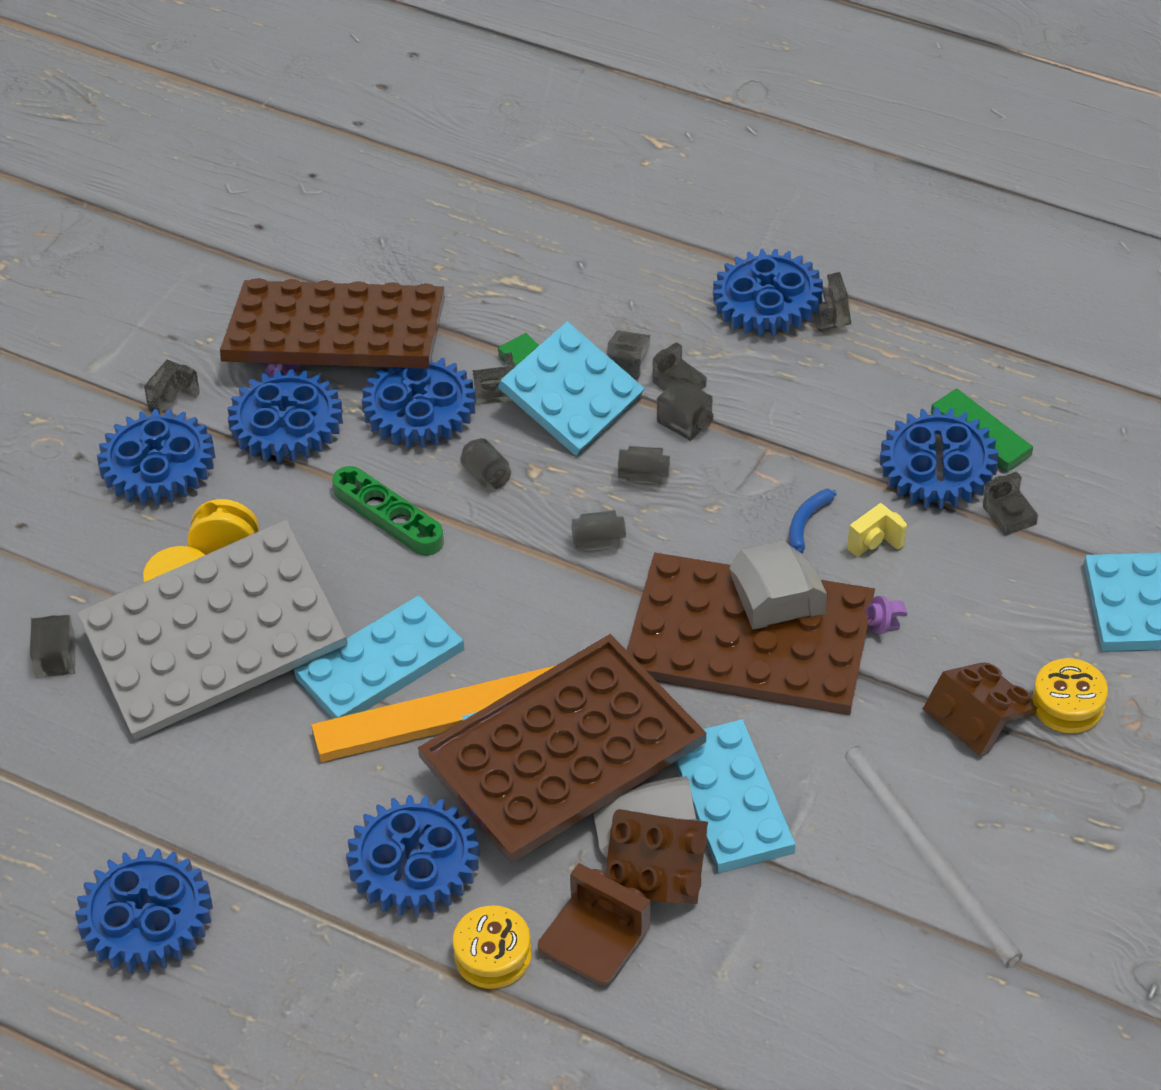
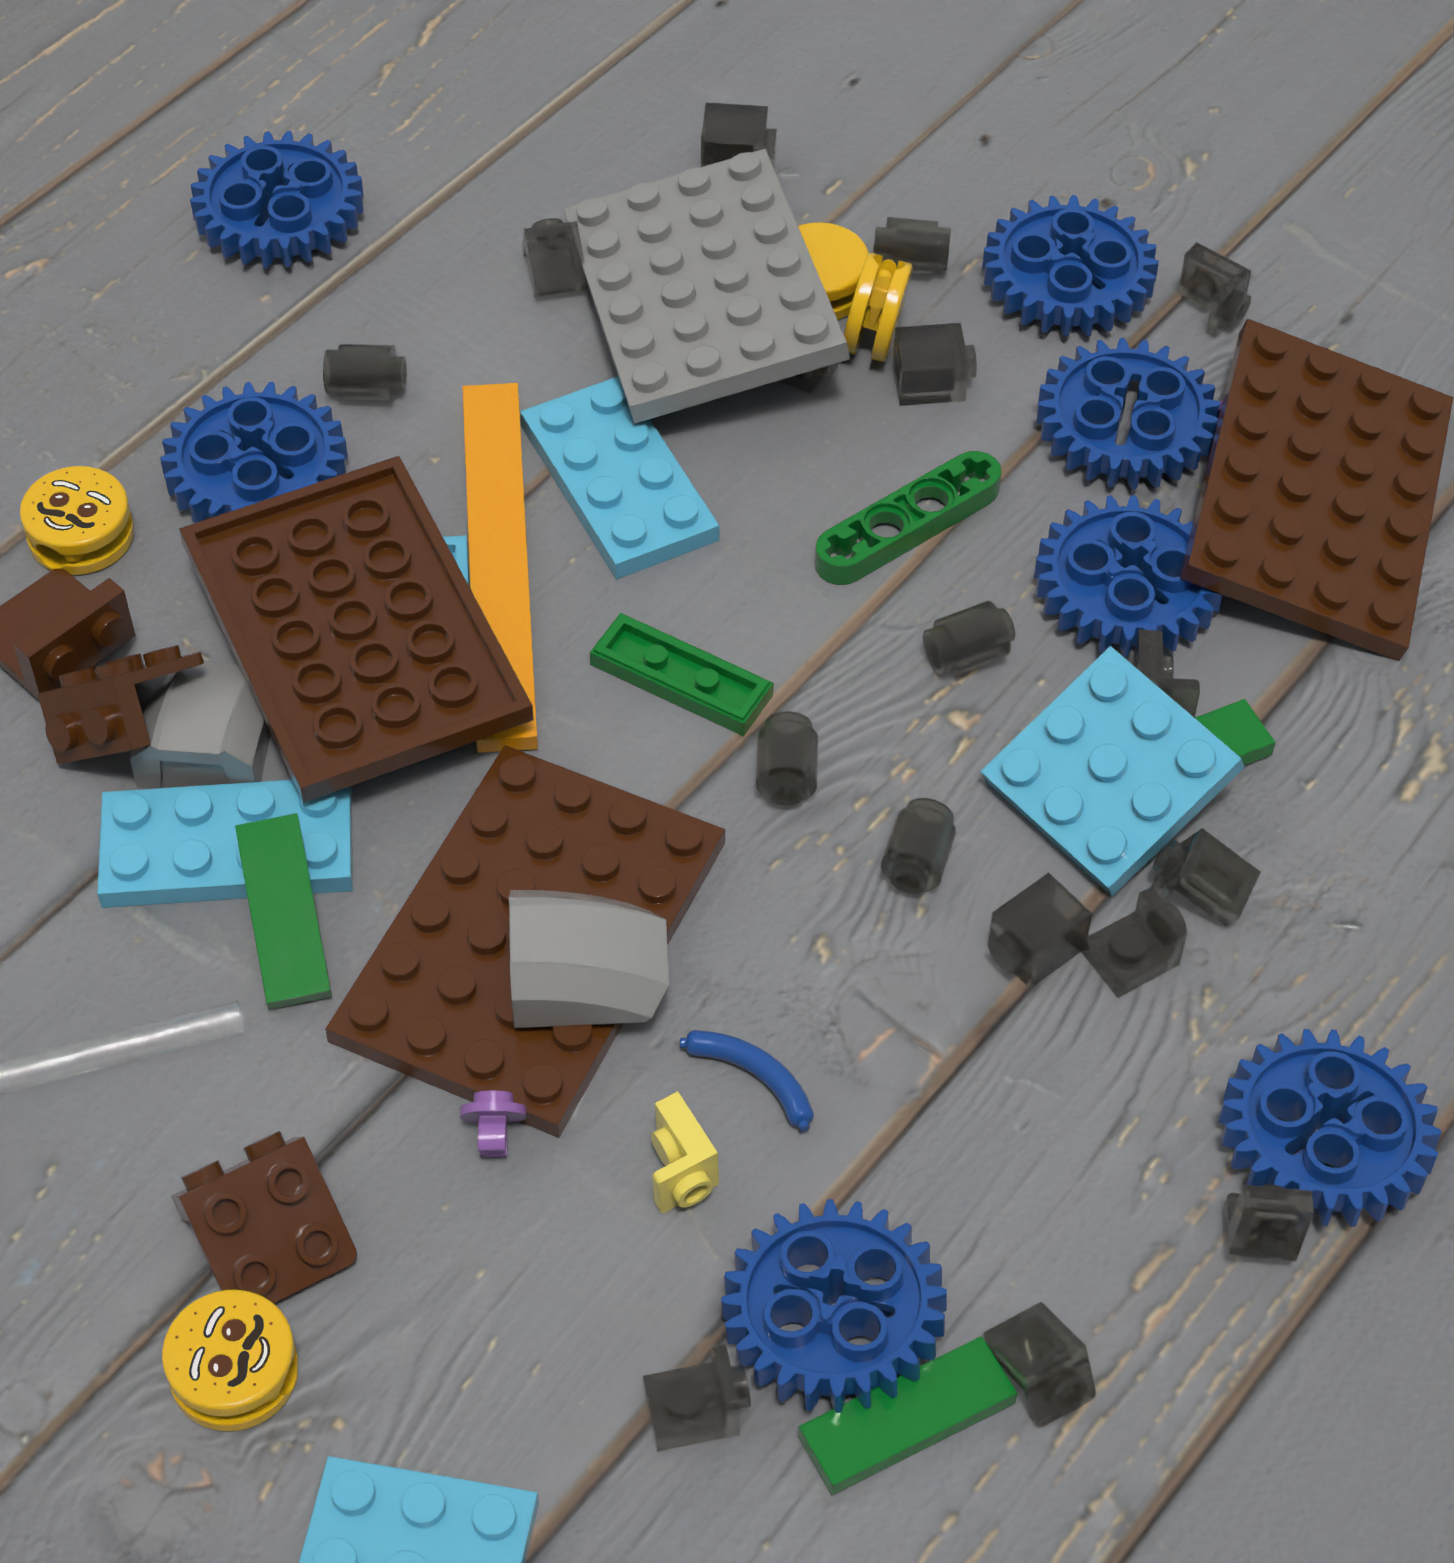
camera: 100 degrees right, 5 degrees up
(148, 533) = (914, 242): none -> clear smoke brick
(183, 725) = (554, 257): none -> clear smoke bracket
(261, 501) = (932, 364): none -> clear smoke brick
(318, 811) = (364, 372): none -> clear smoke brick
(537, 599) = (681, 674): none -> green tile
(781, 739) = (283, 911): none -> green tile
(935, 379) = (1044, 1362): none -> clear smoke bracket

